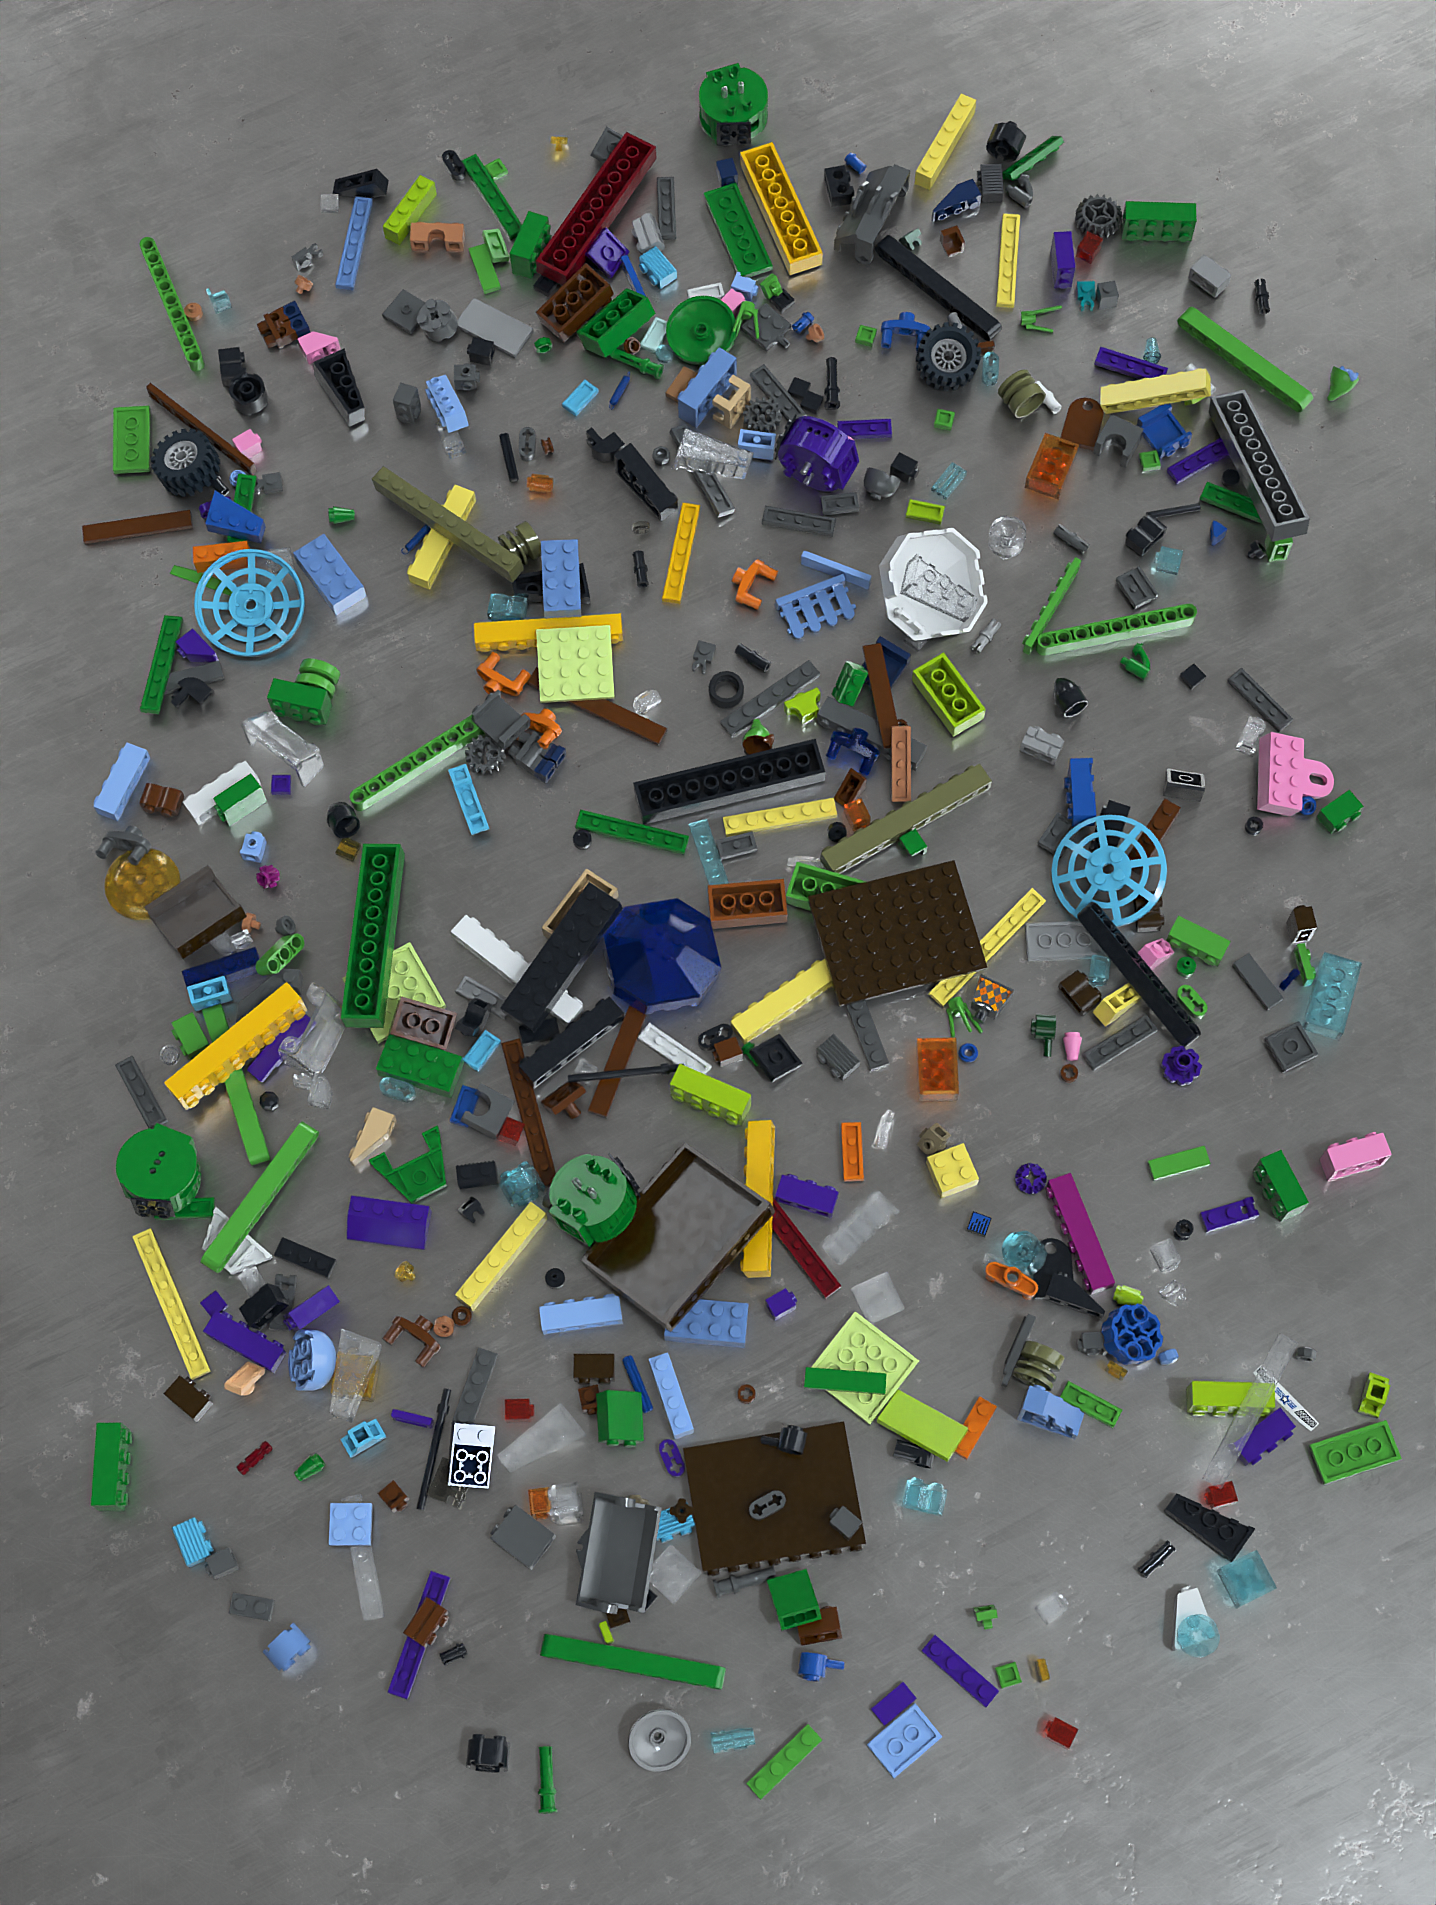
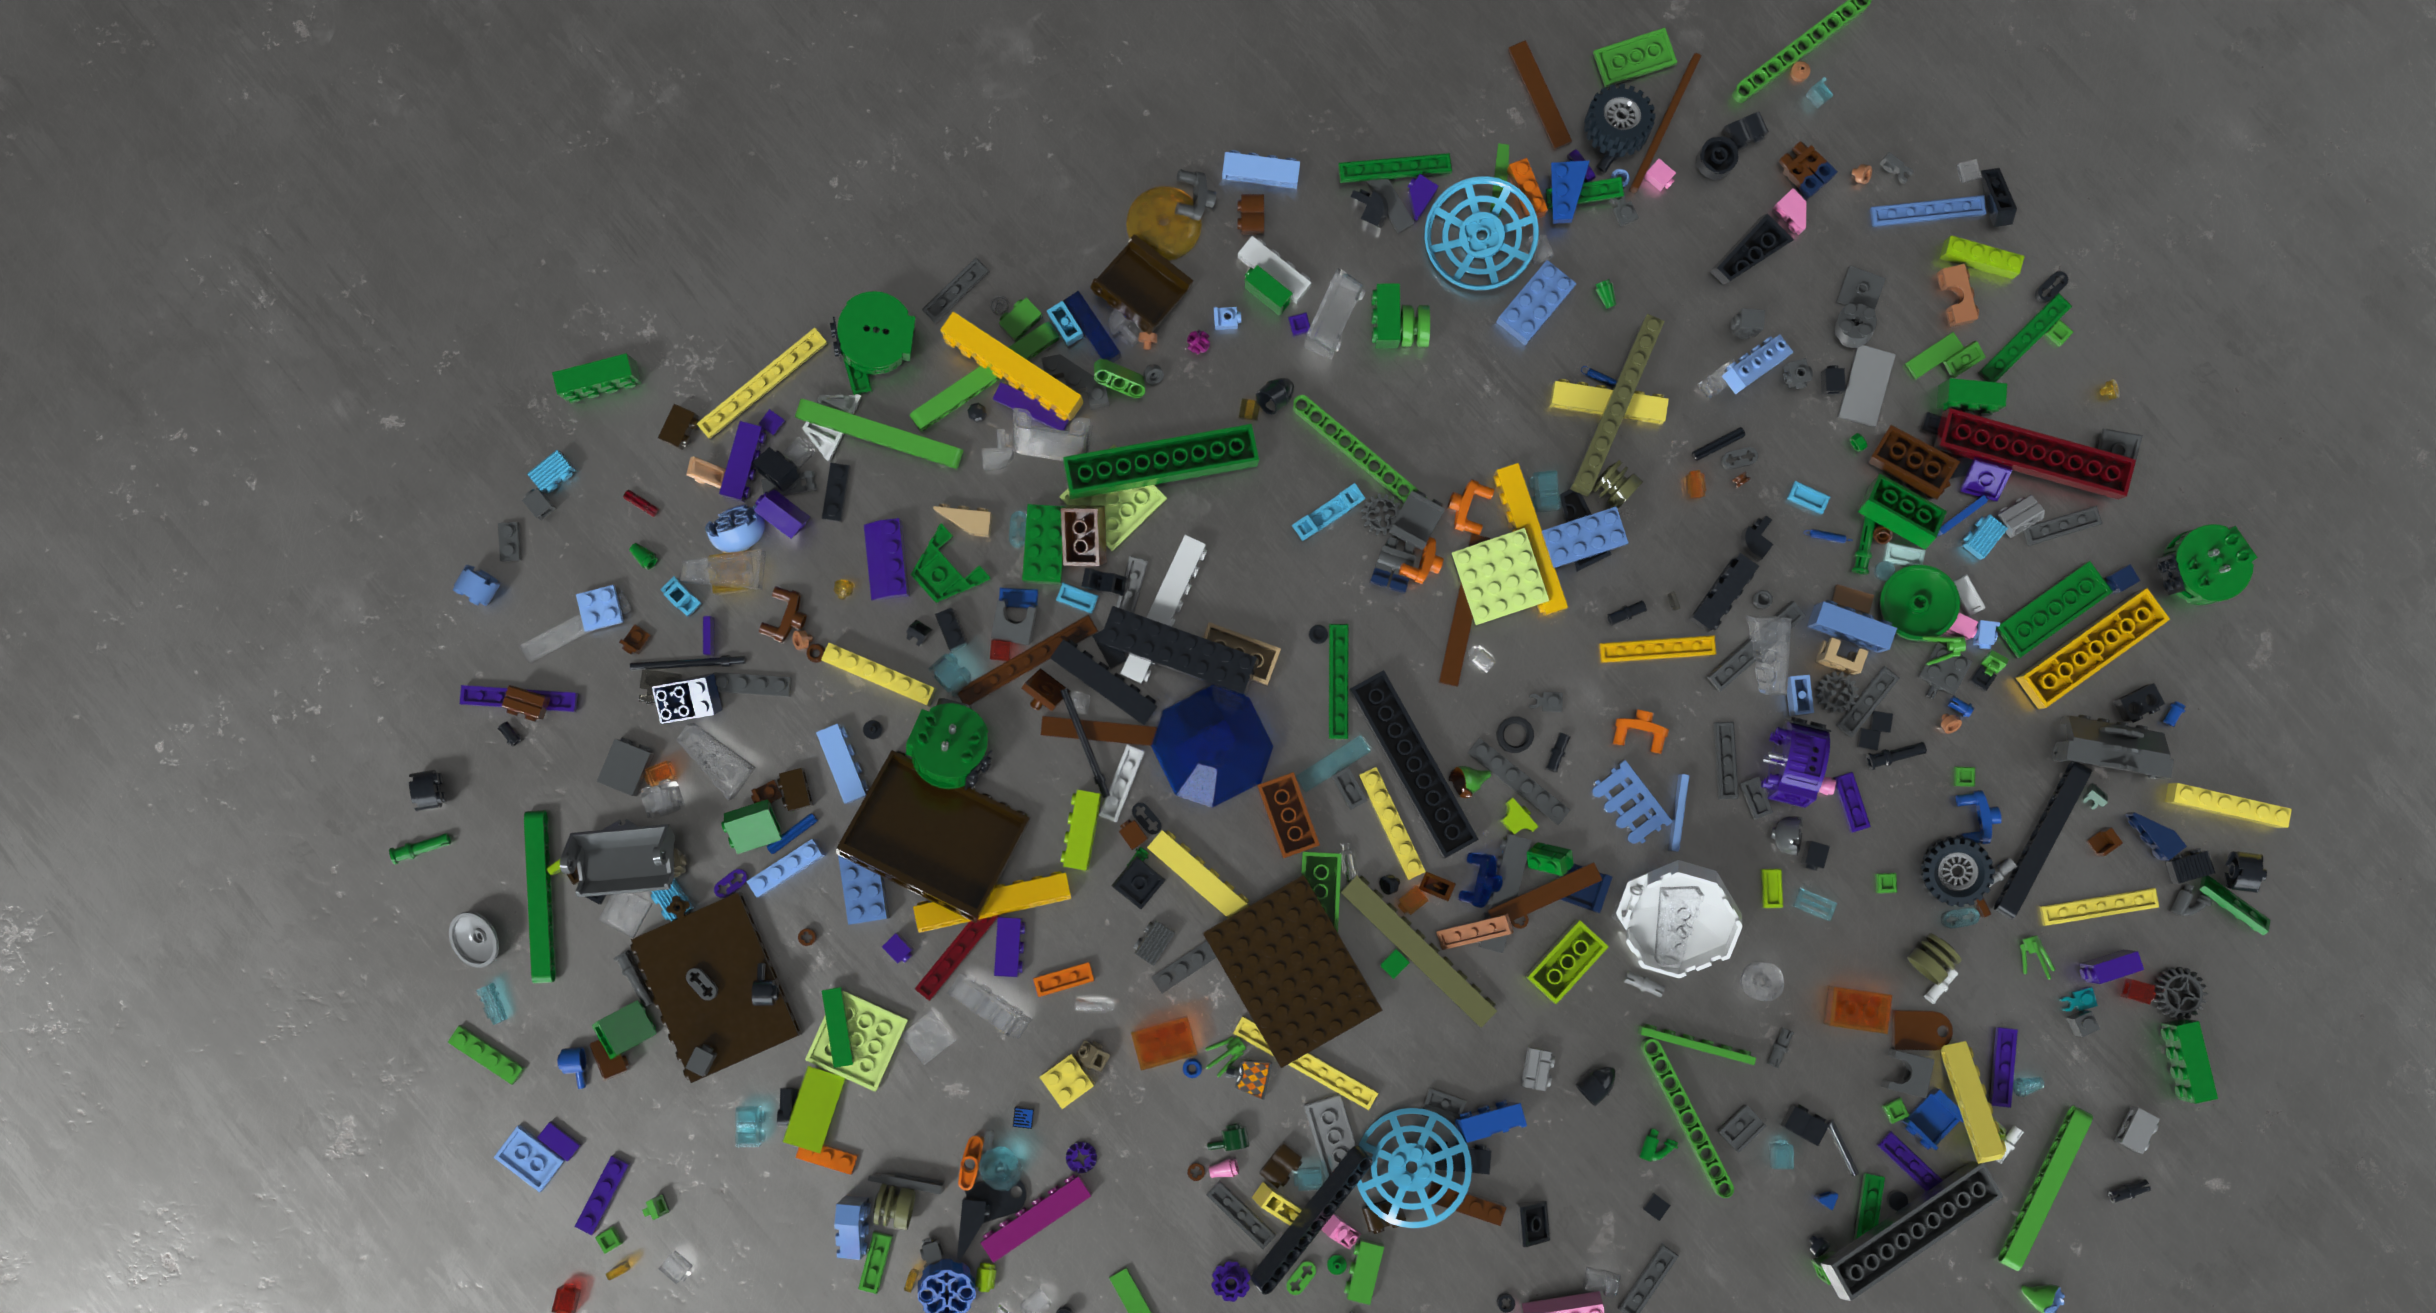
camera: 75 degrees right, 15 degrees up
(519, 1410) = (739, 731): clear red brick -> none

